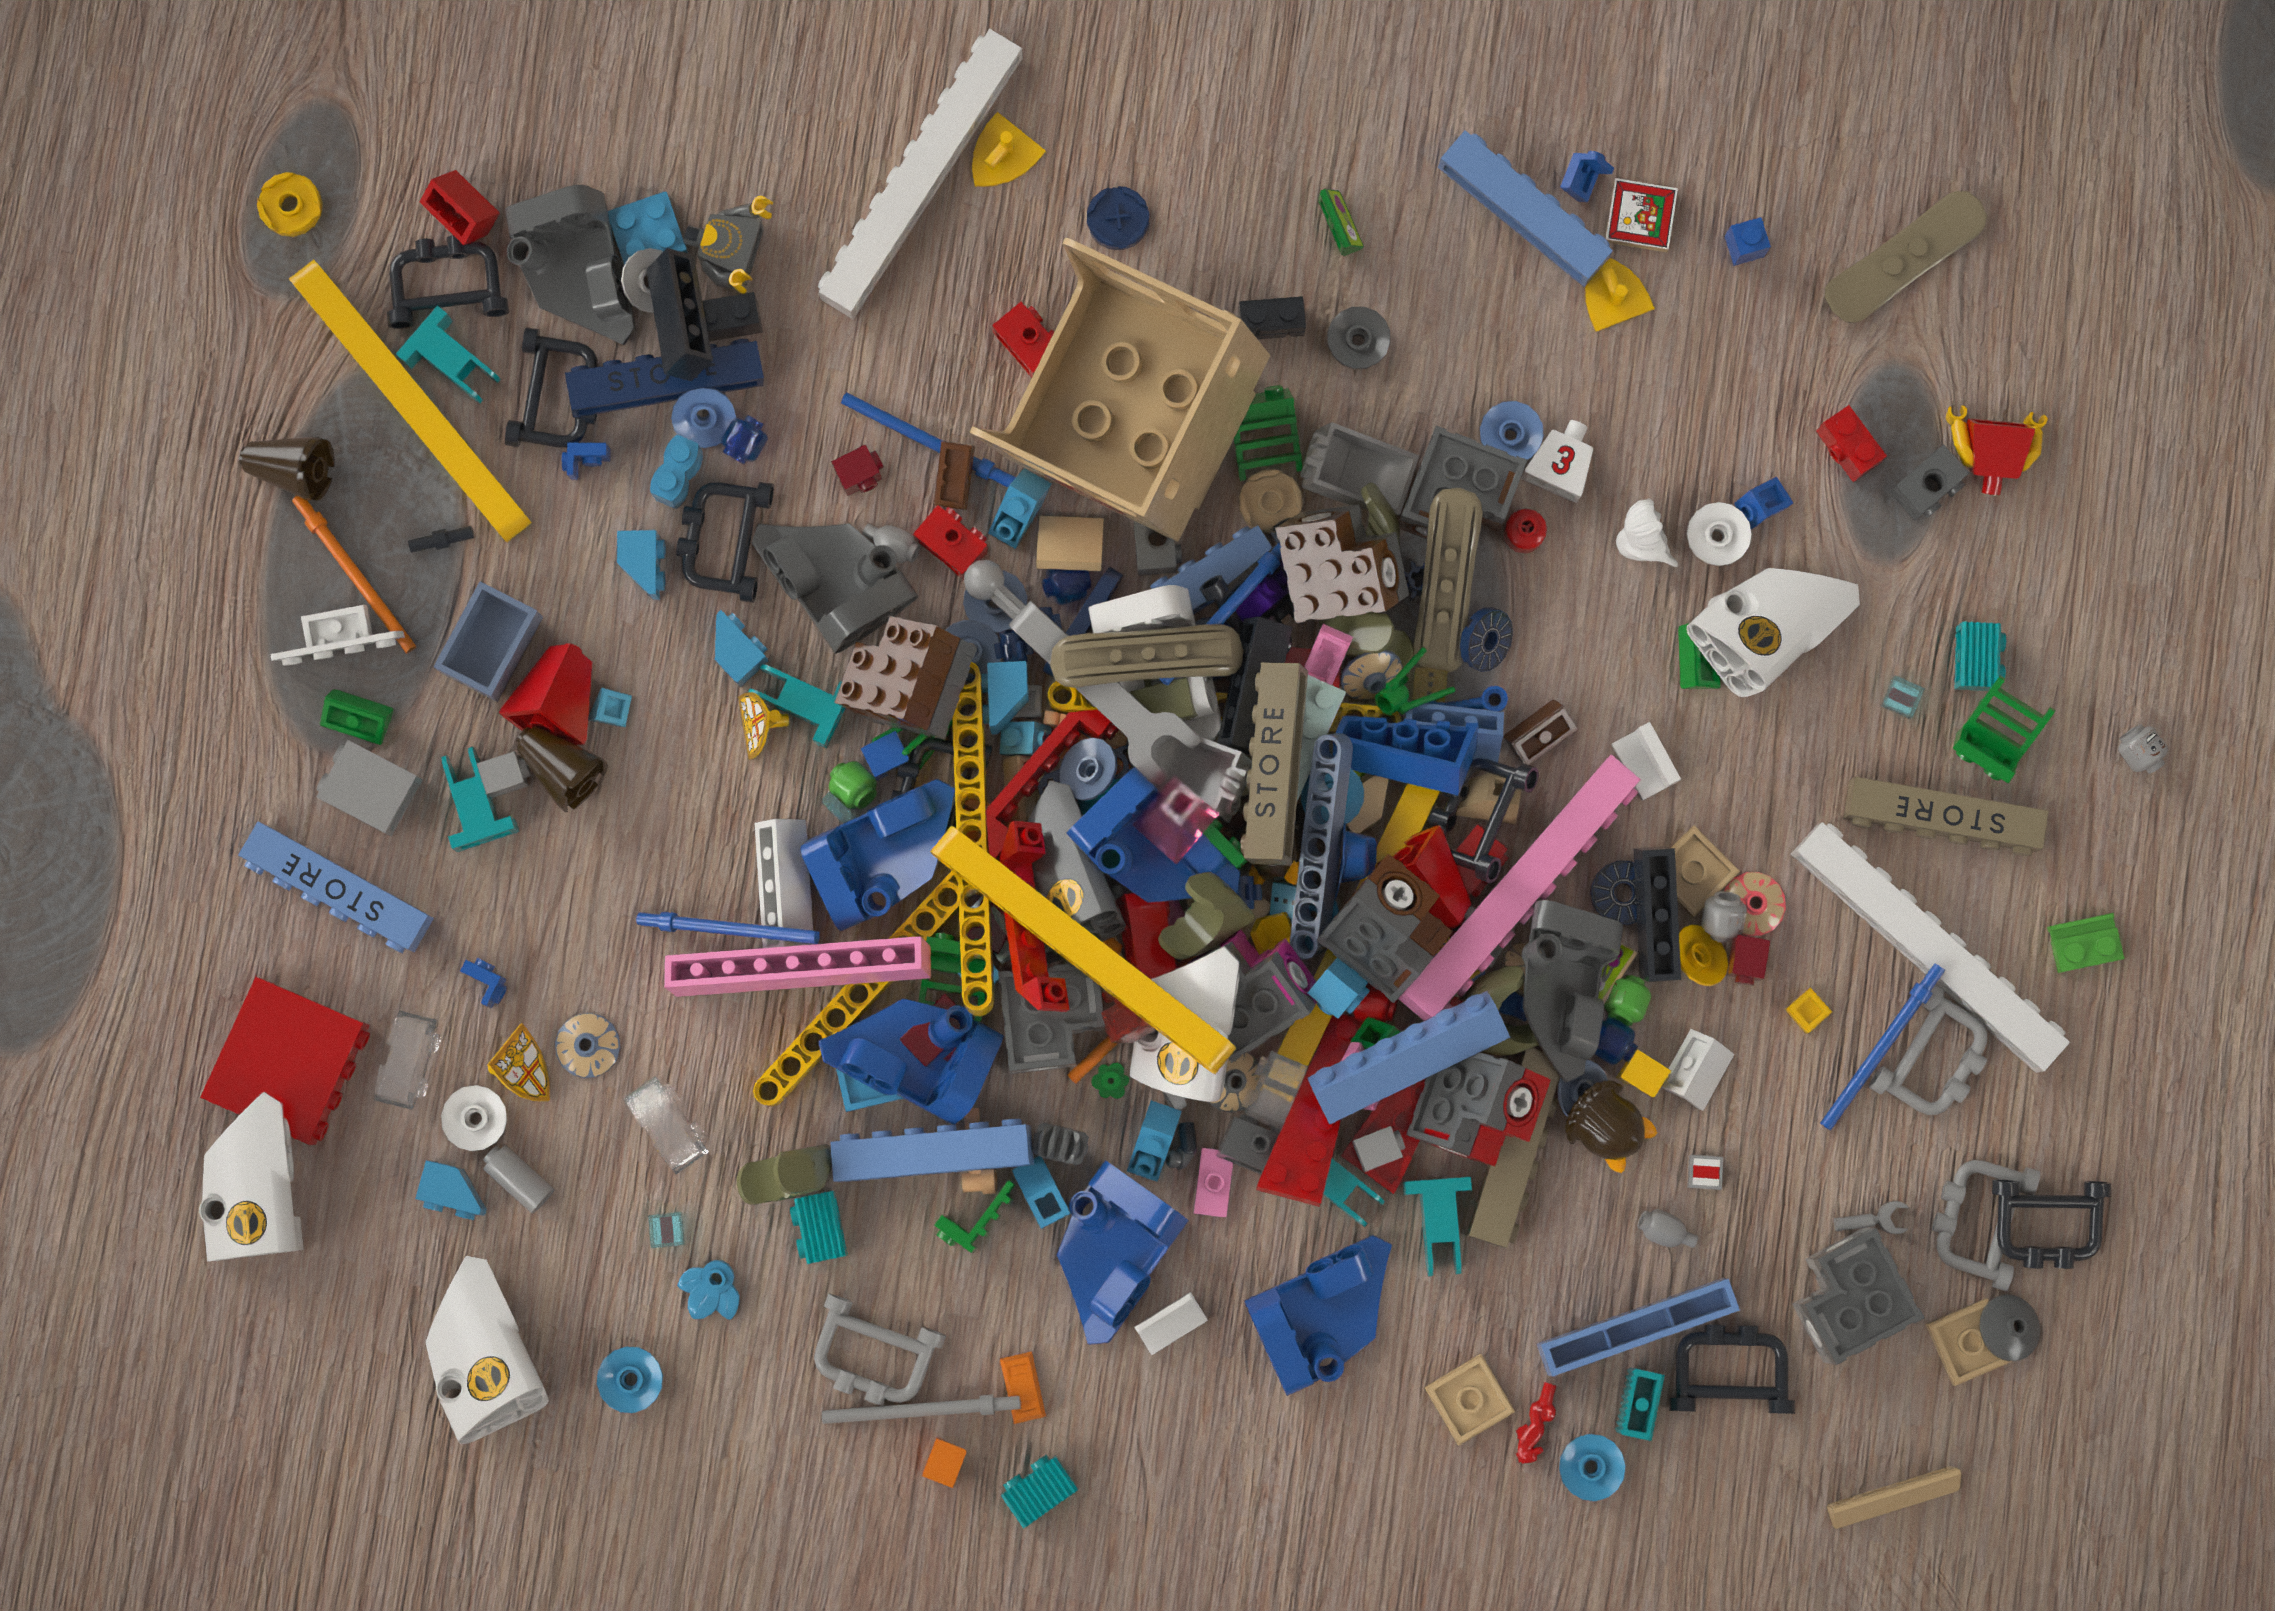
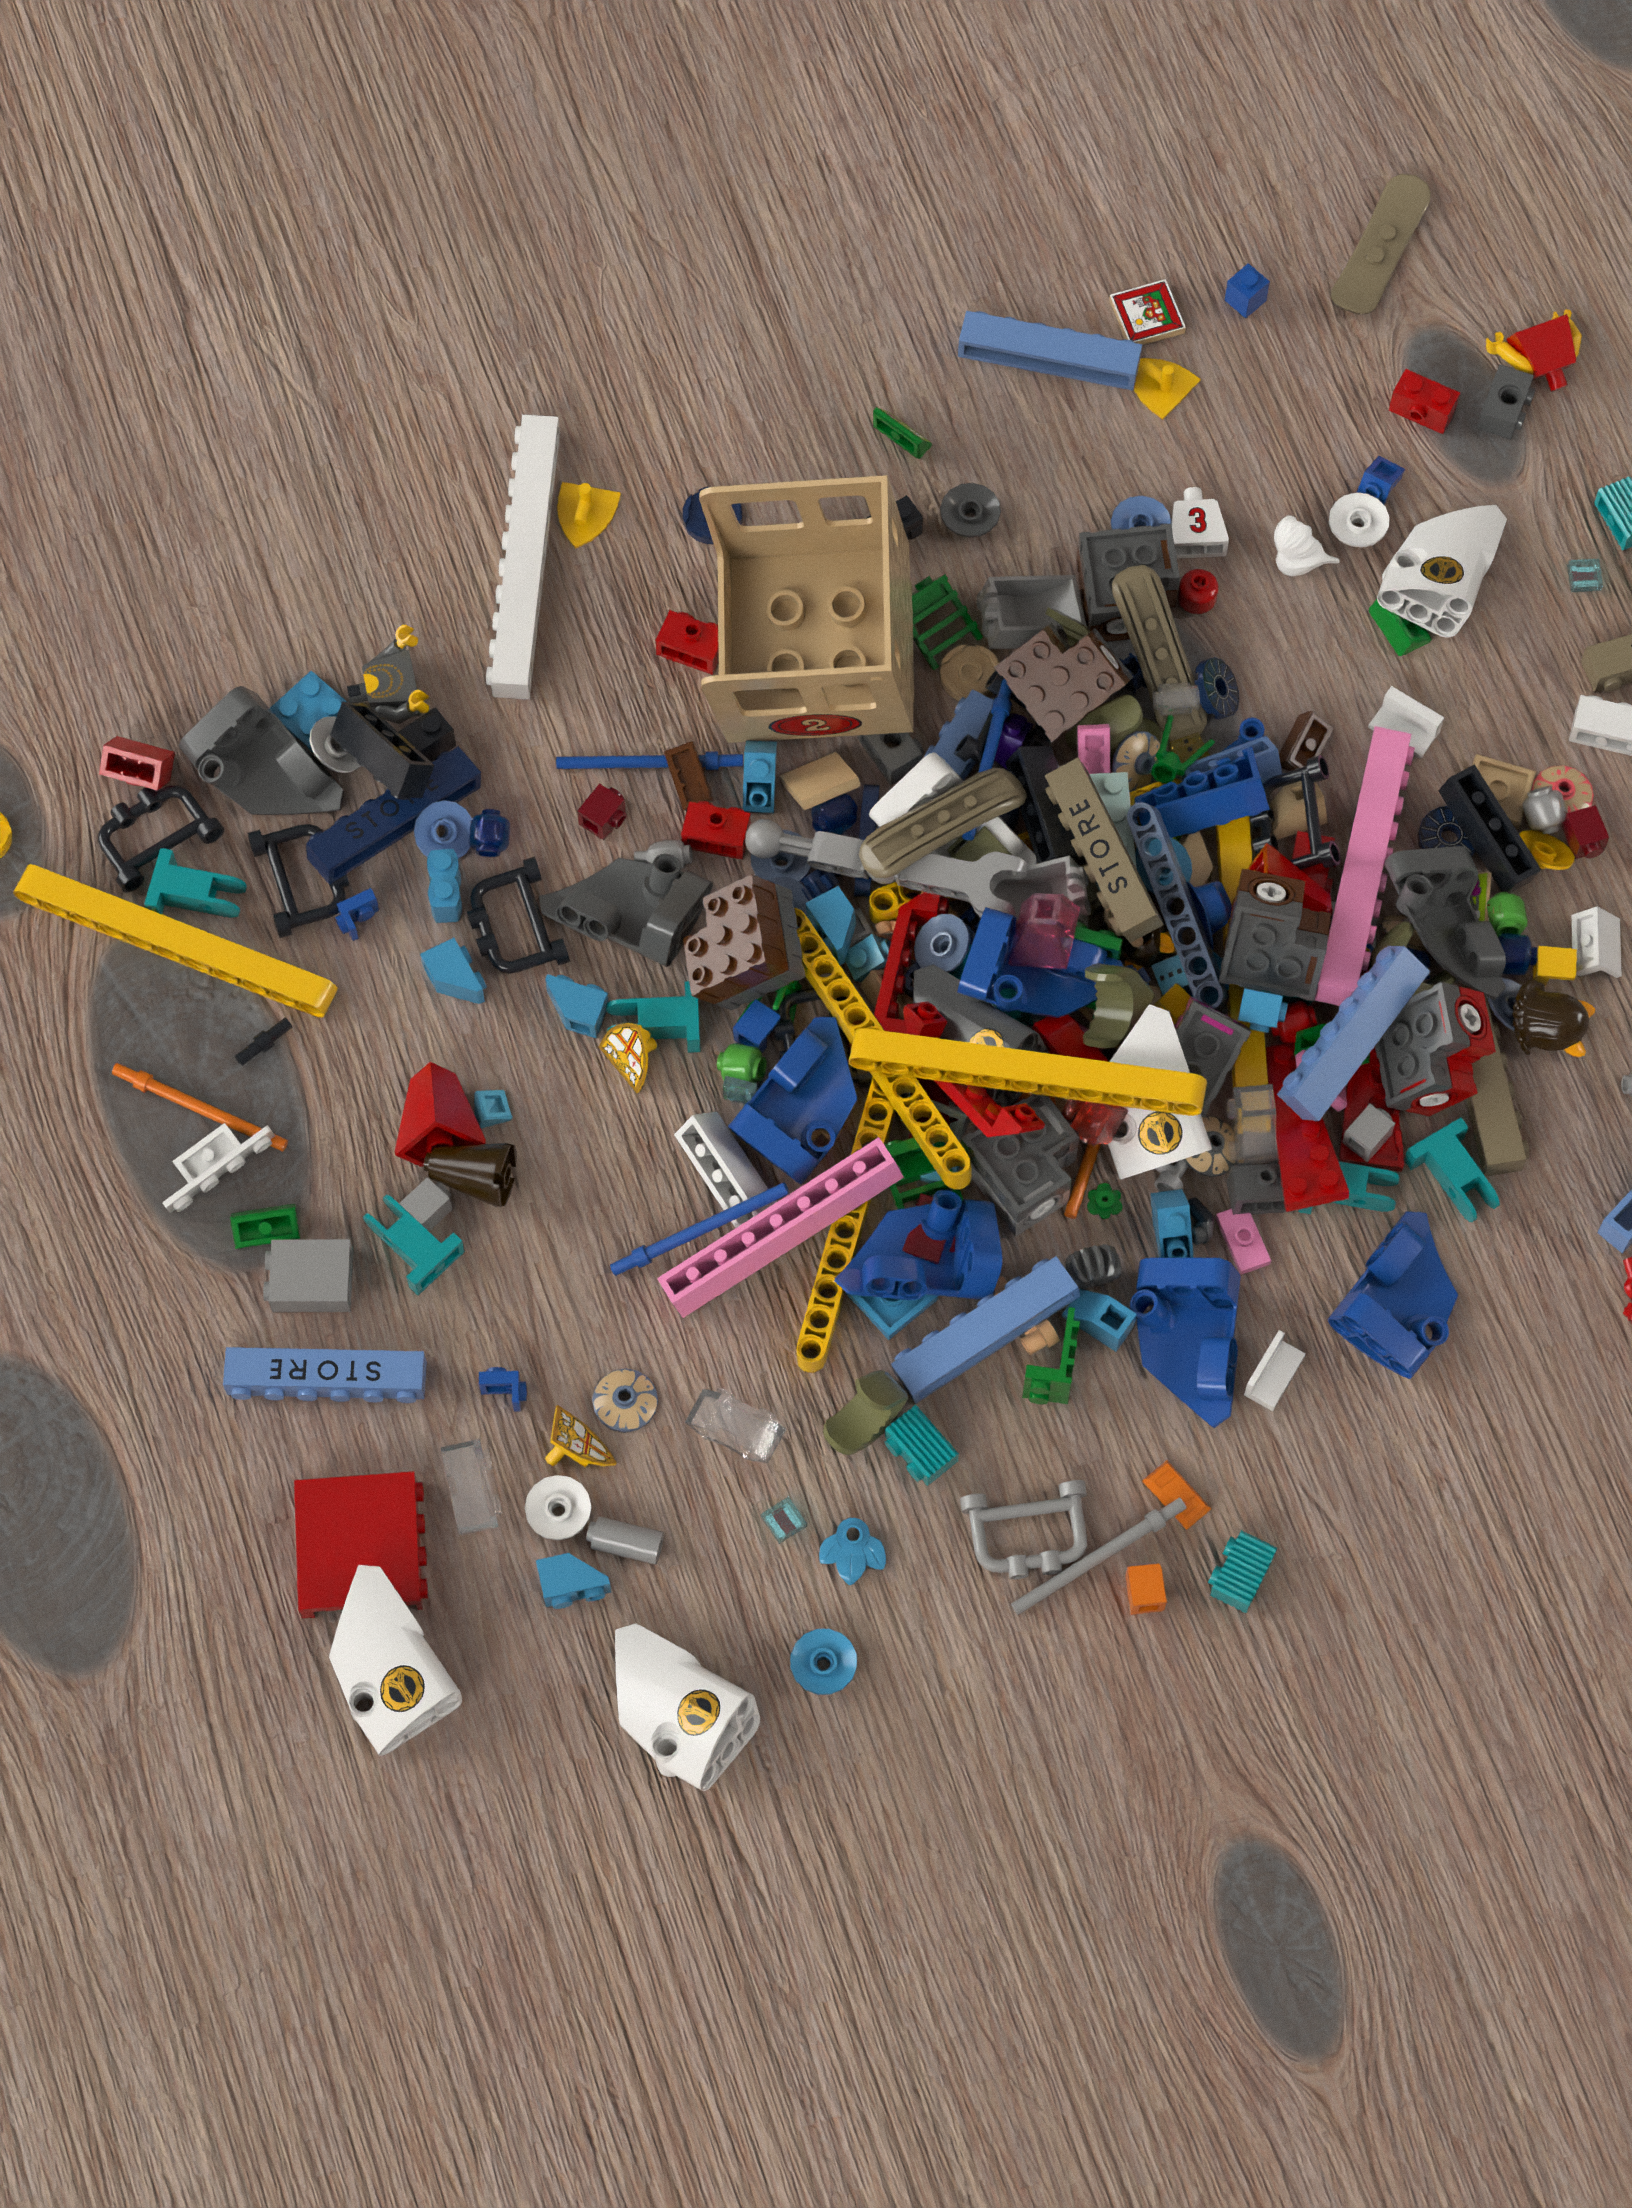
camera: 25 degrees left, 15 degrees down
(291, 464) = (95, 1040): dark brown cone -> none
(488, 641) = (354, 1100): sand blue piece -> none
(1436, 636) = (1176, 698): none -> clear brick
(1469, 1399) = (1568, 1307): tan tile -> none
(1583, 173) = (1081, 301): blue bracket -> none

